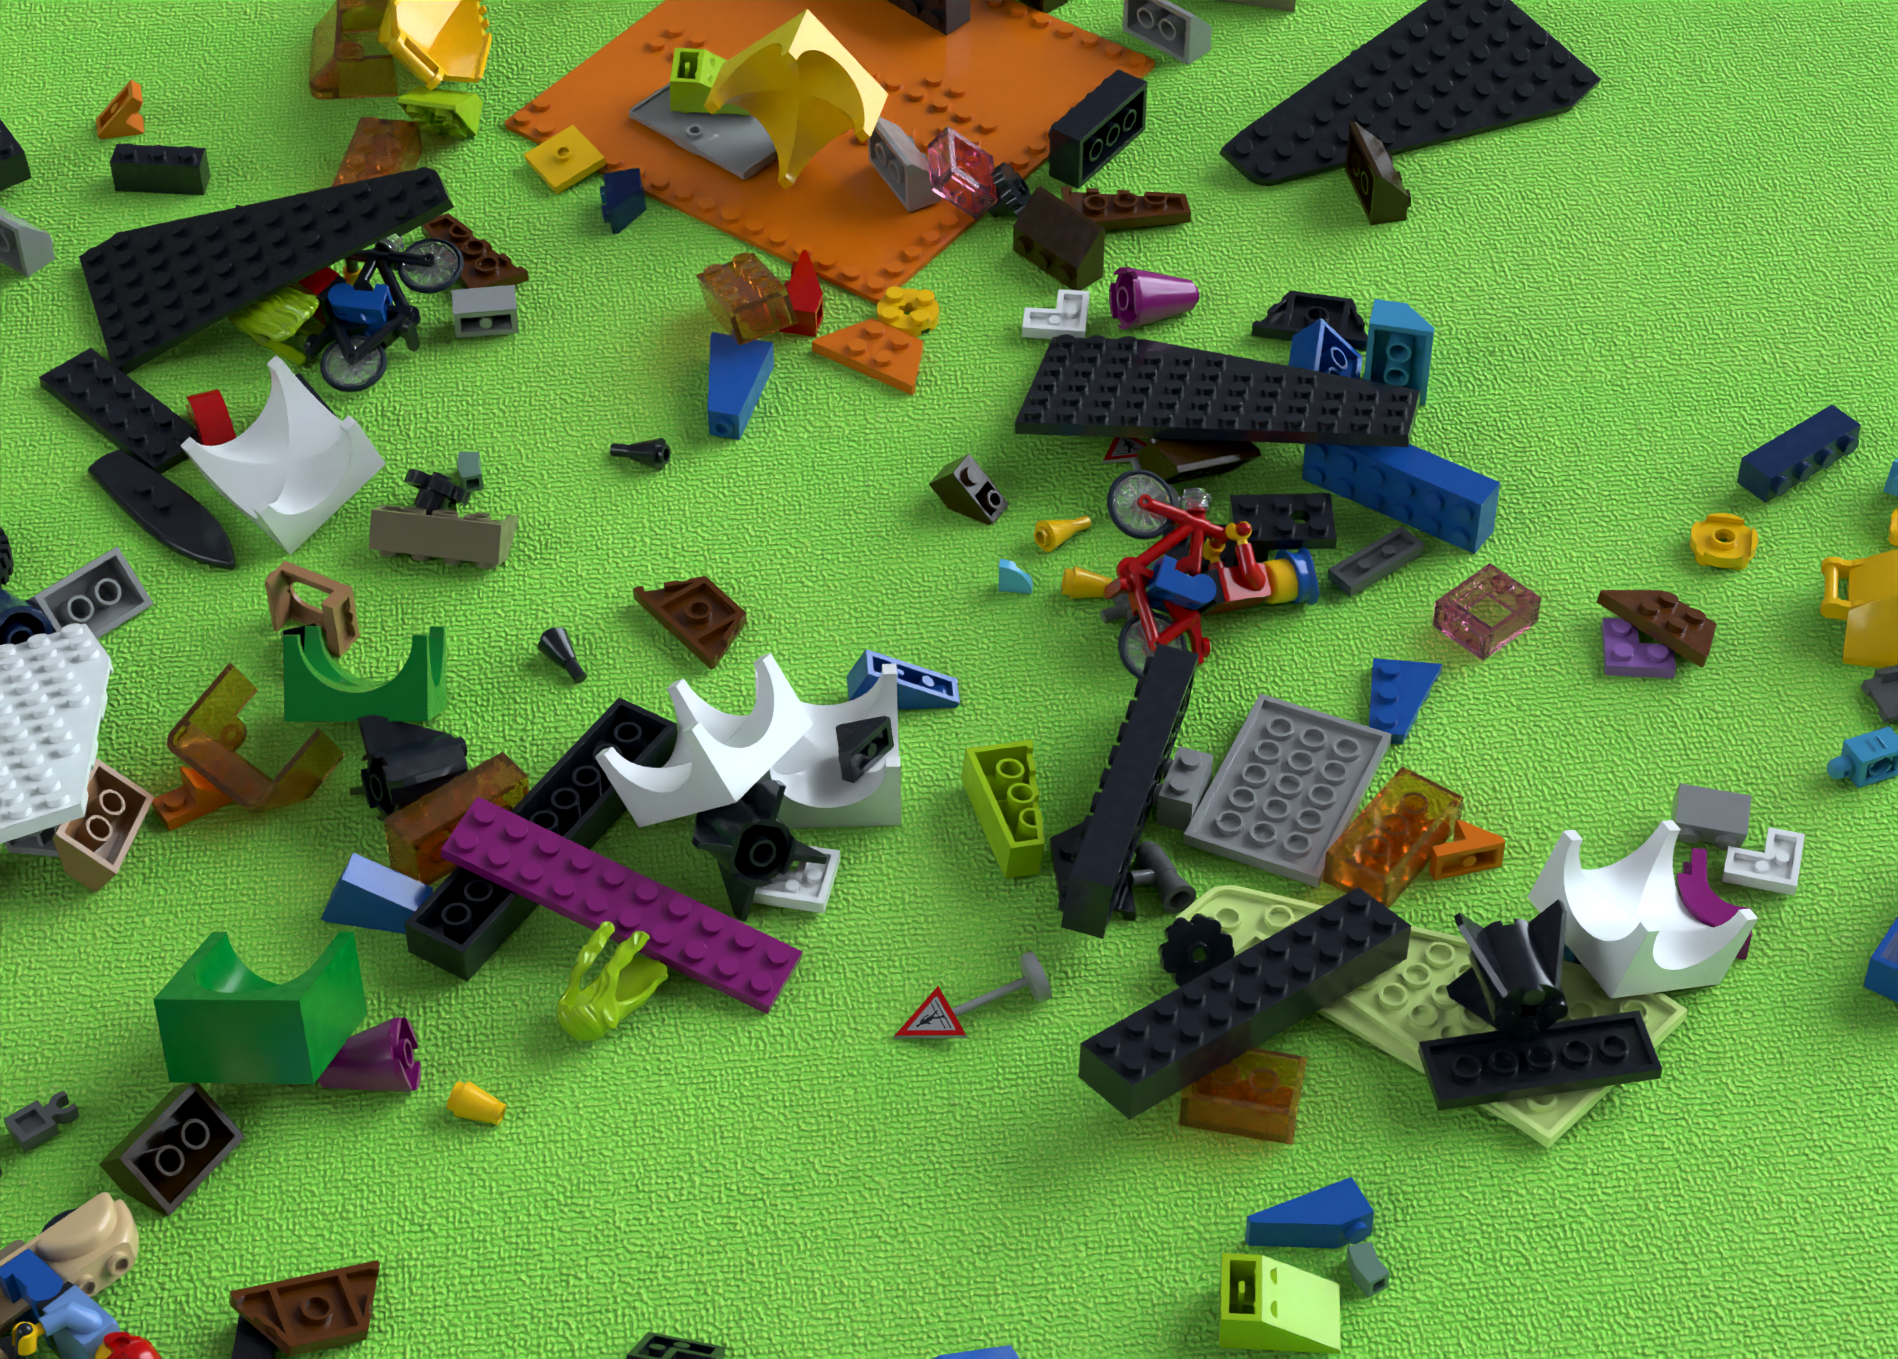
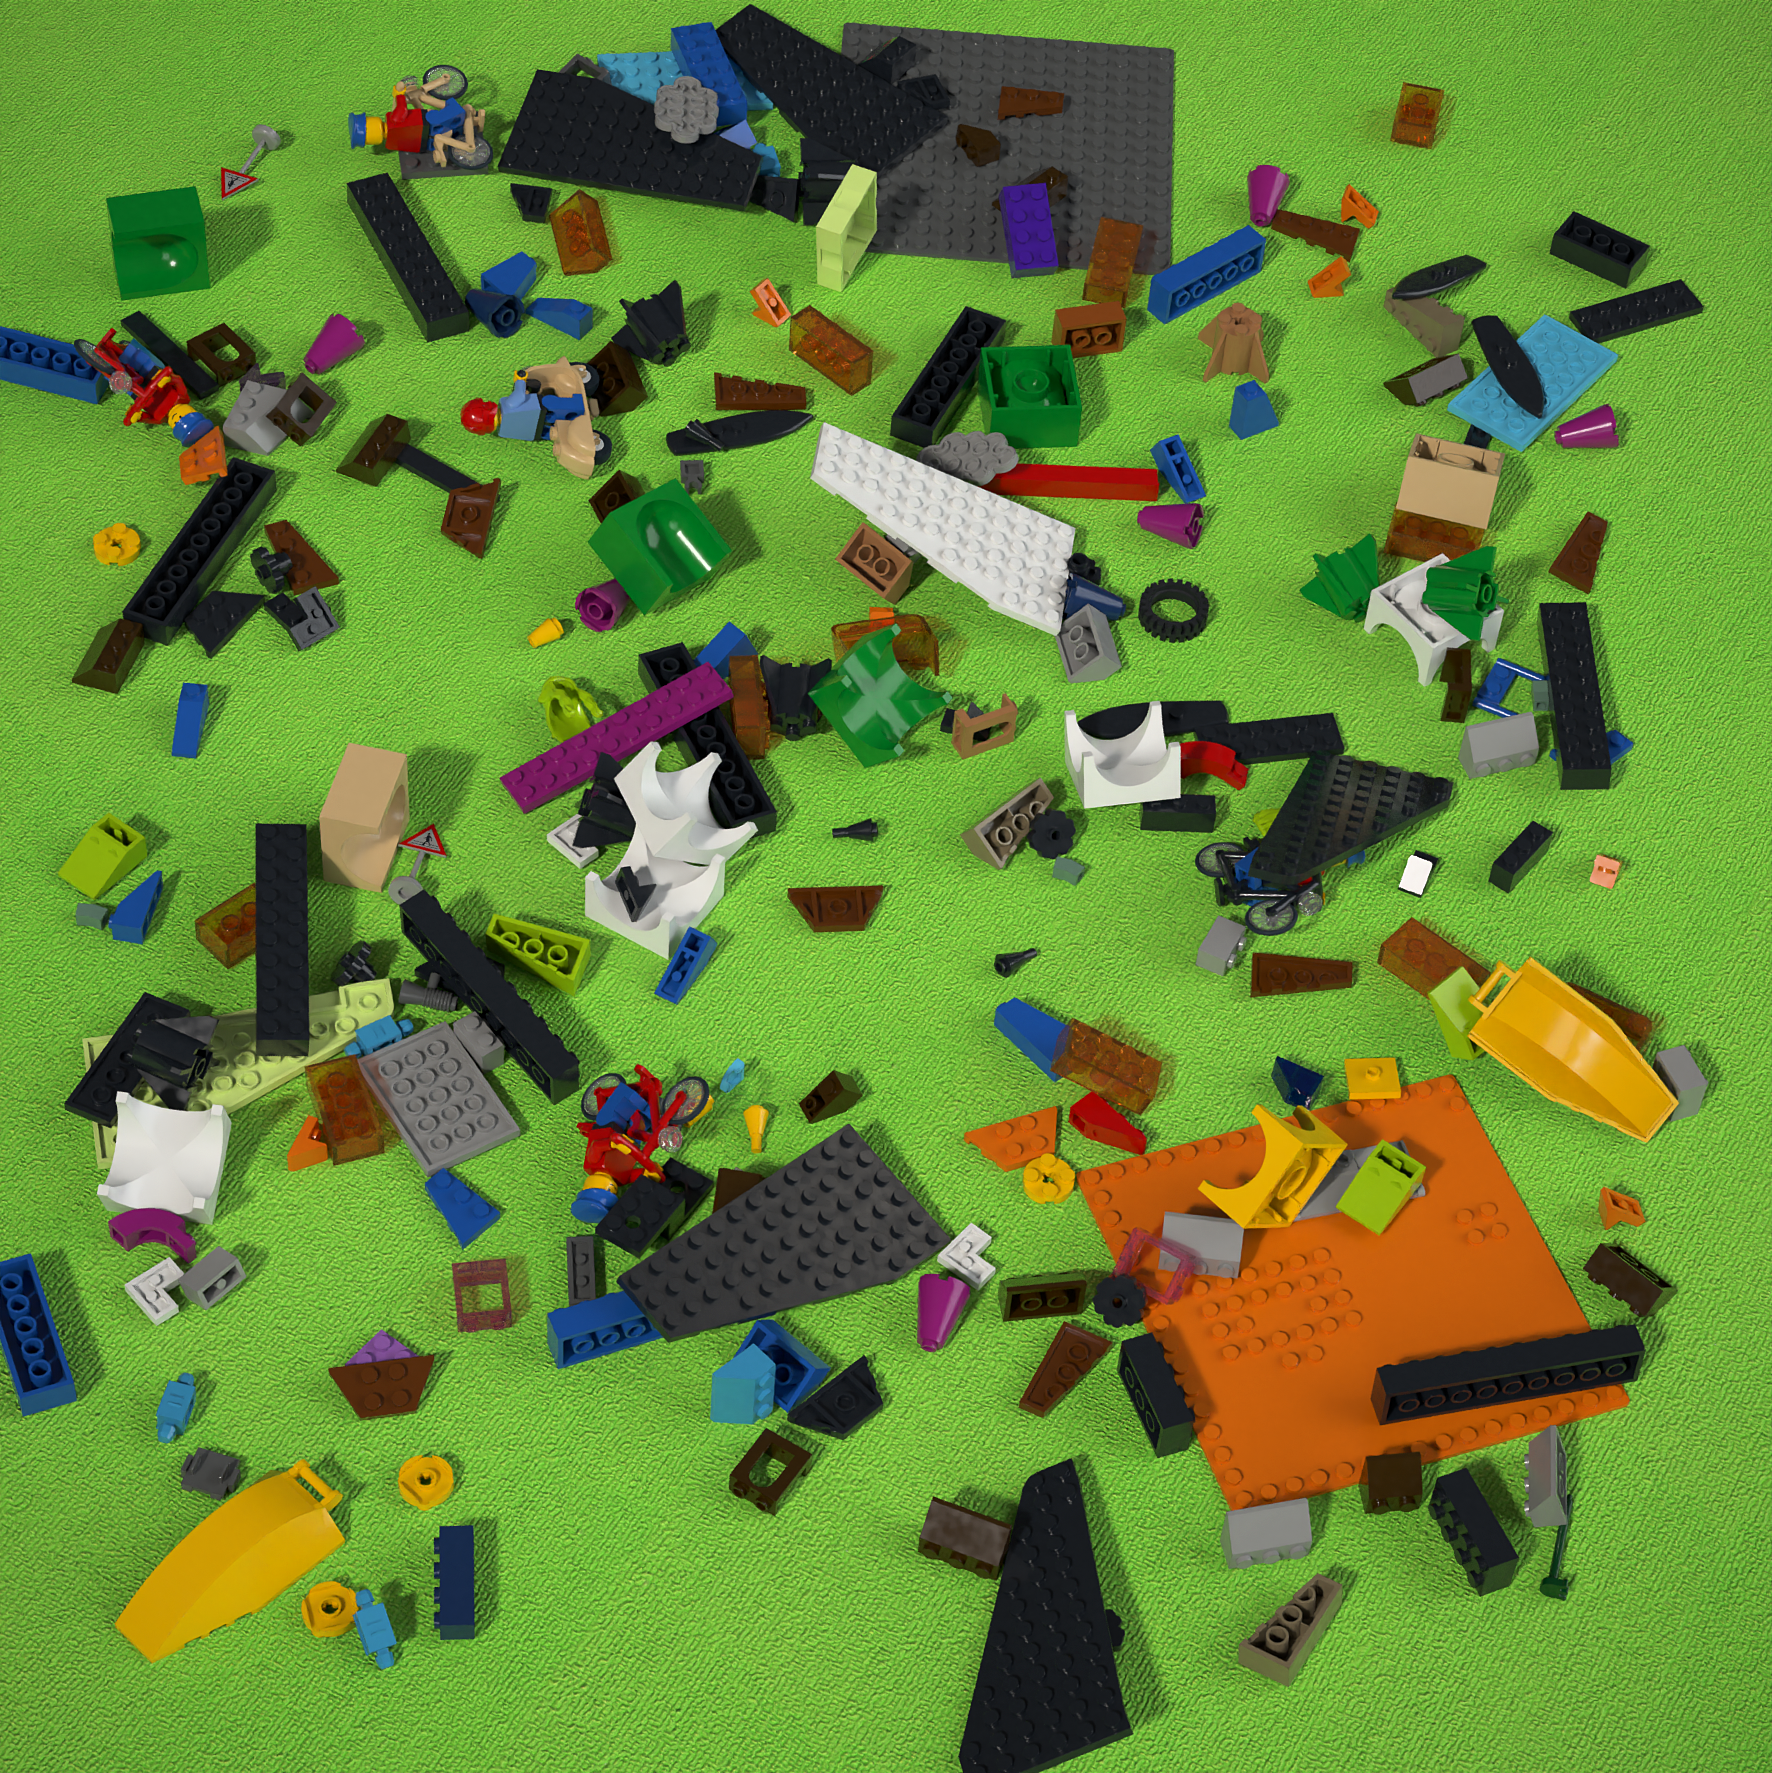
camera: 120 degrees right, 5 degrees up
(994, 1029) = (364, 817): none -> tan piece
(1266, 873) = (378, 1036): none -> dark azure piece
(1463, 333) = (766, 1499): none -> dark brown panel

